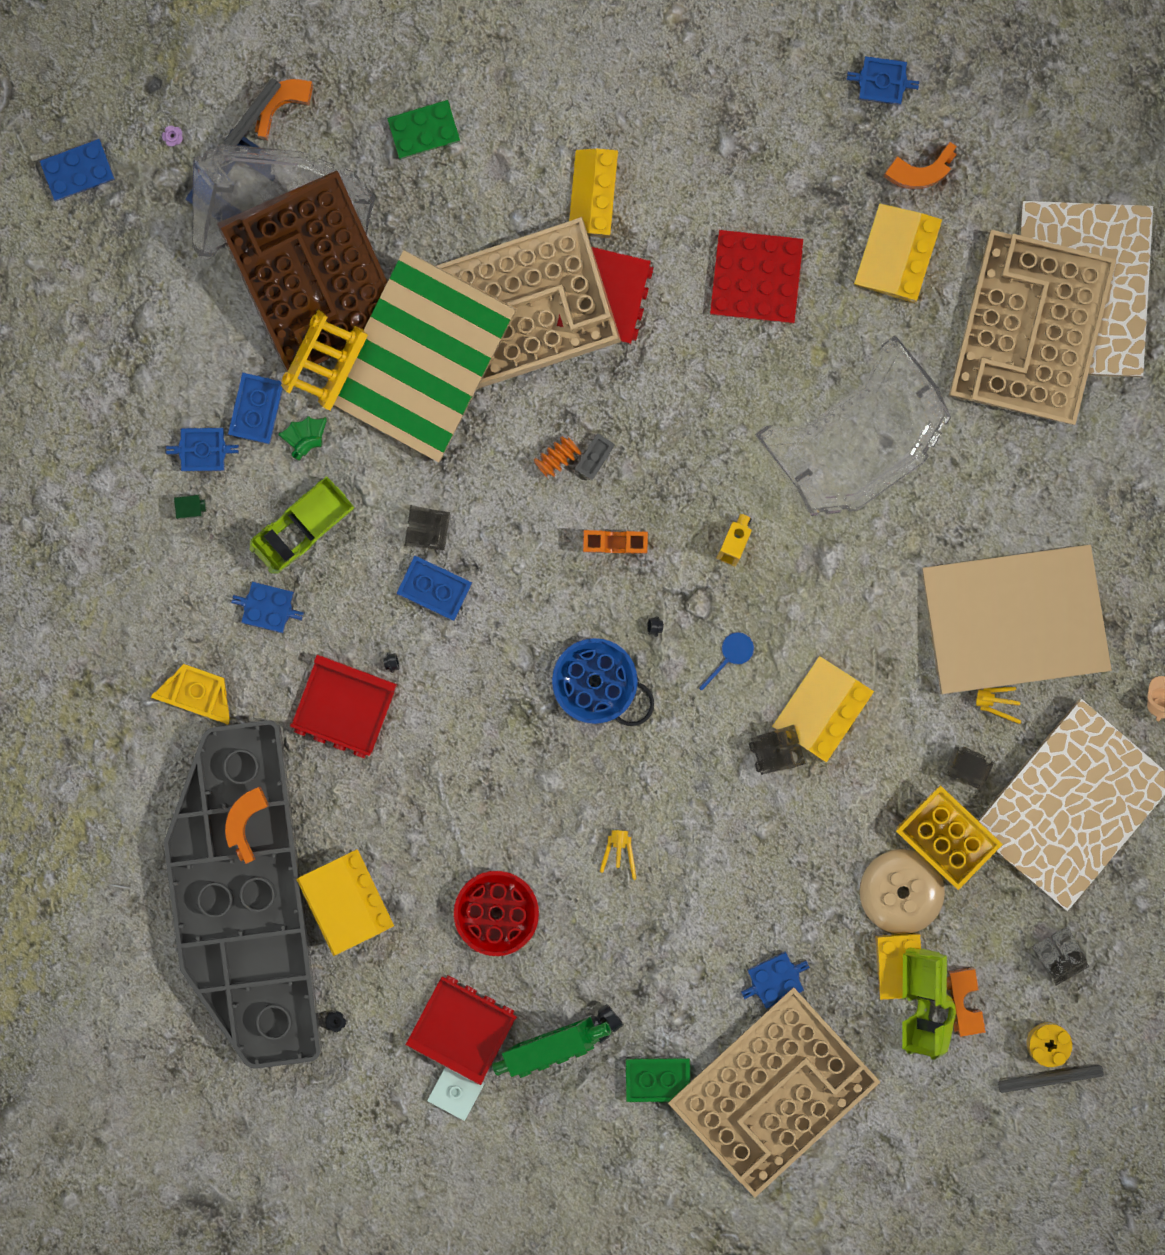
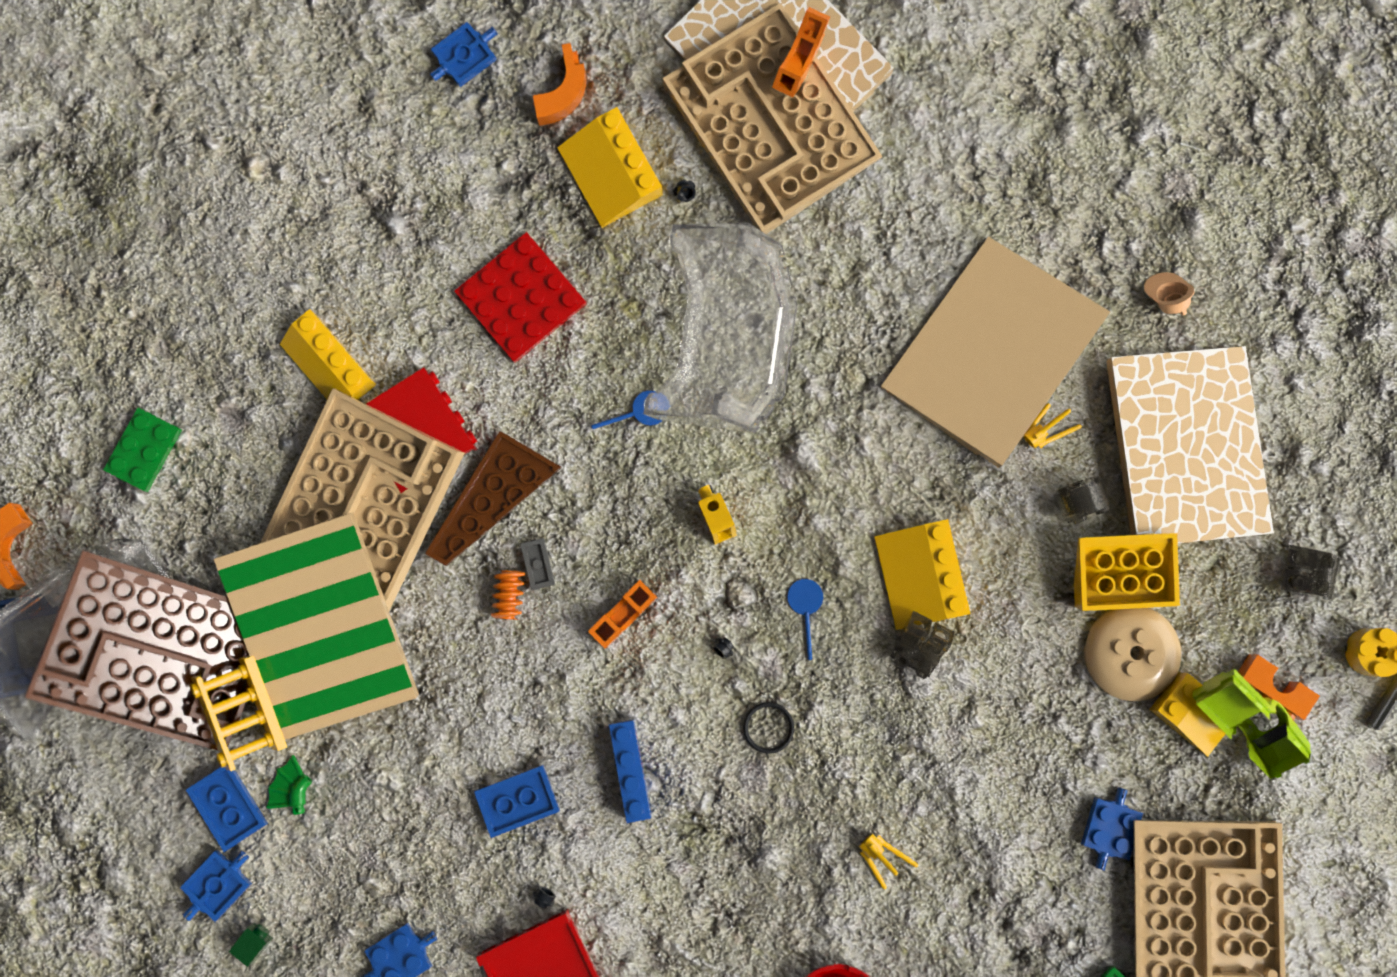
camera: 45 degrees left, 5 degrees down
(313, 514) = (356, 844): lime piece -> none
(436, 528) = (470, 754): clear smoke hips -> none
(522, 641) = (630, 771): none -> blue brick
(572, 677) = (718, 767): blue brick -> none
(620, 382) = (497, 487): none -> reddish brown wing
(755, 425) = (638, 412): none -> blue piece
(930, 316) = (686, 195): none -> black plate
(1090, 308) = (802, 53): none -> orange arch

